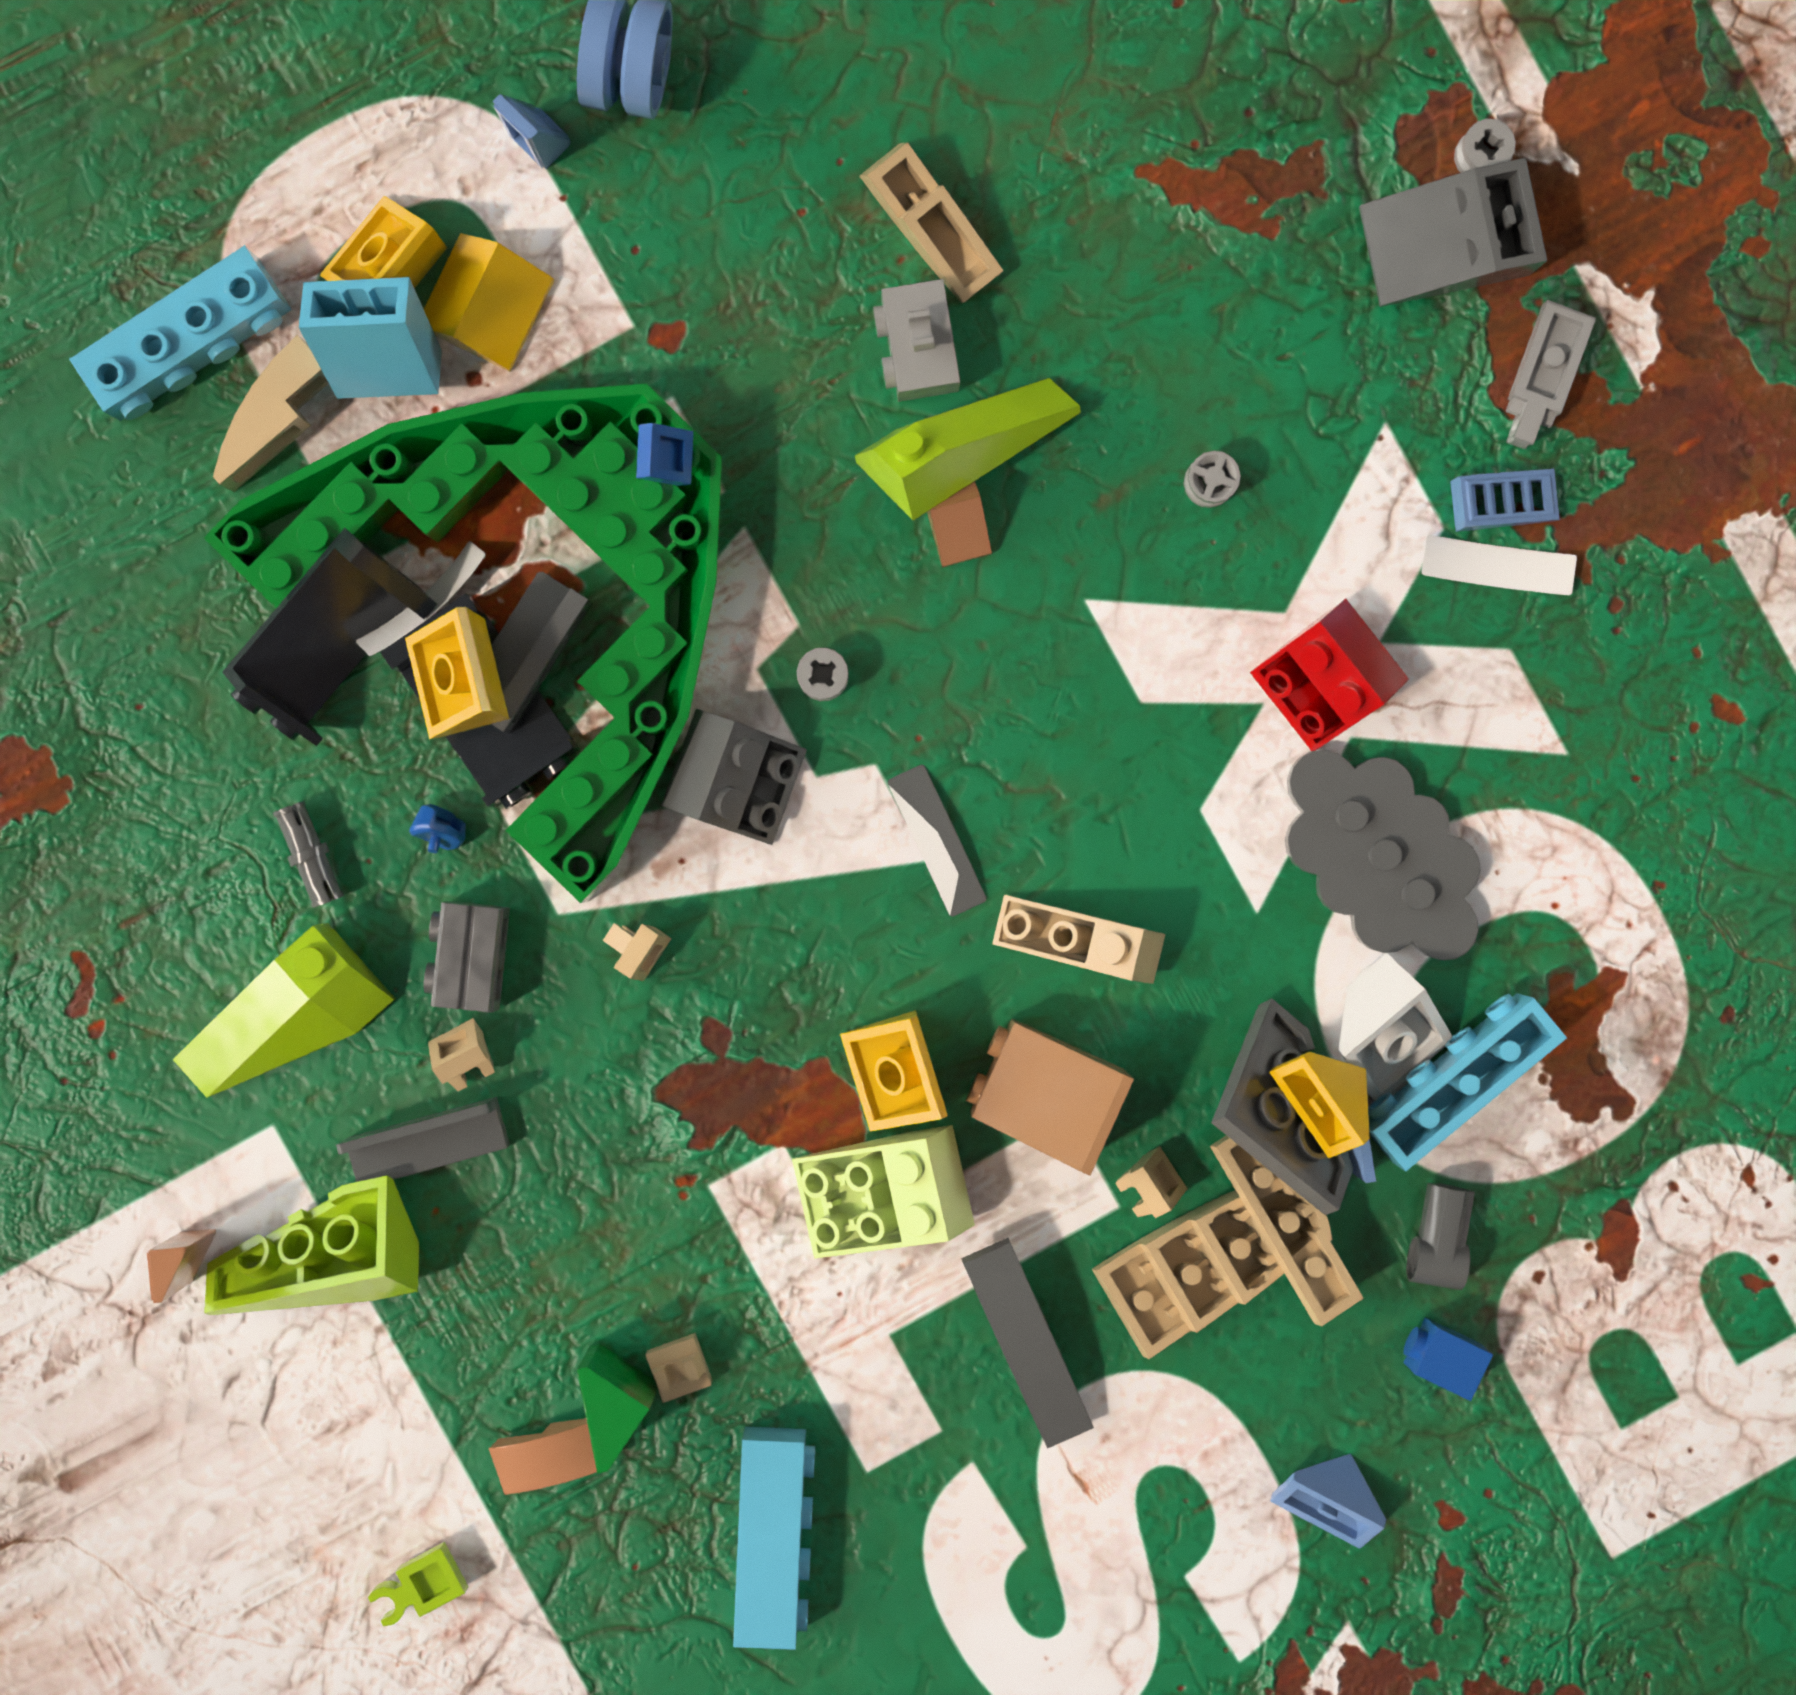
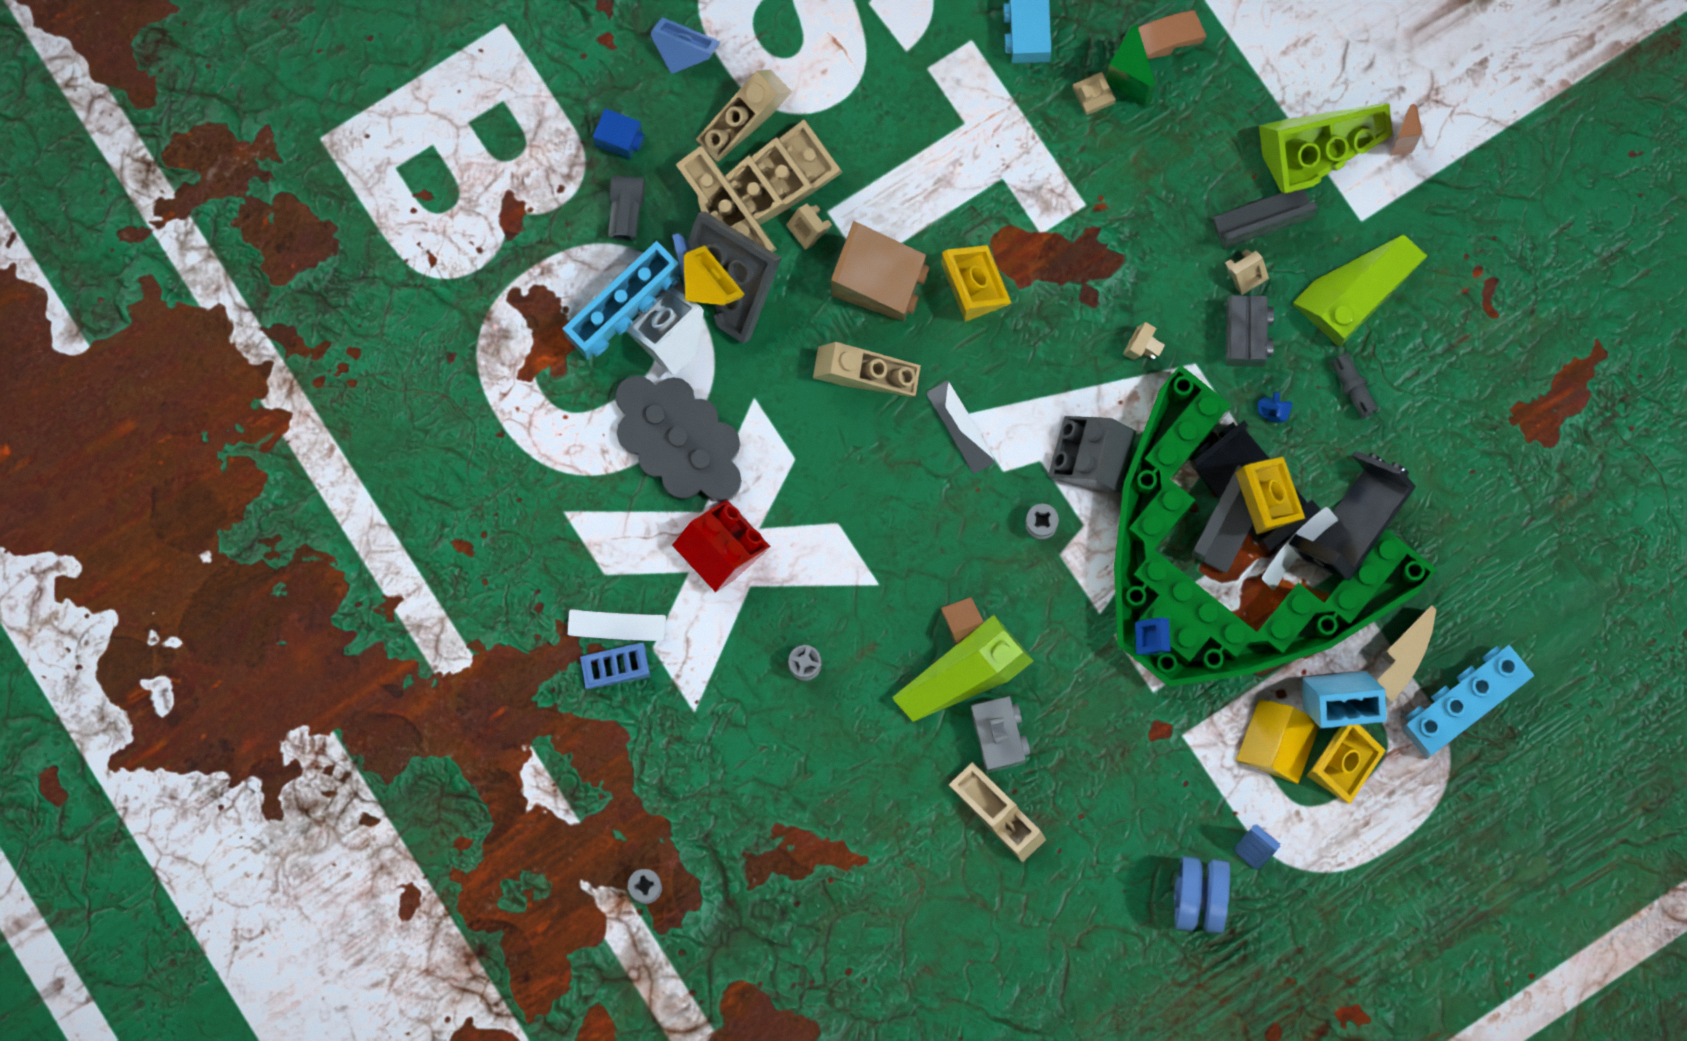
camera: 175 degrees right, 10 degrees down
(884, 1193) = (975, 207): yellowish green slope -> none
(1027, 1343) = (879, 123): dark grey slope -> none
(1241, 1378) = (744, 113): none -> tan slope
(1454, 233) = (664, 827): slope -> none
(1547, 370) = (595, 749): light grey hinge -> none

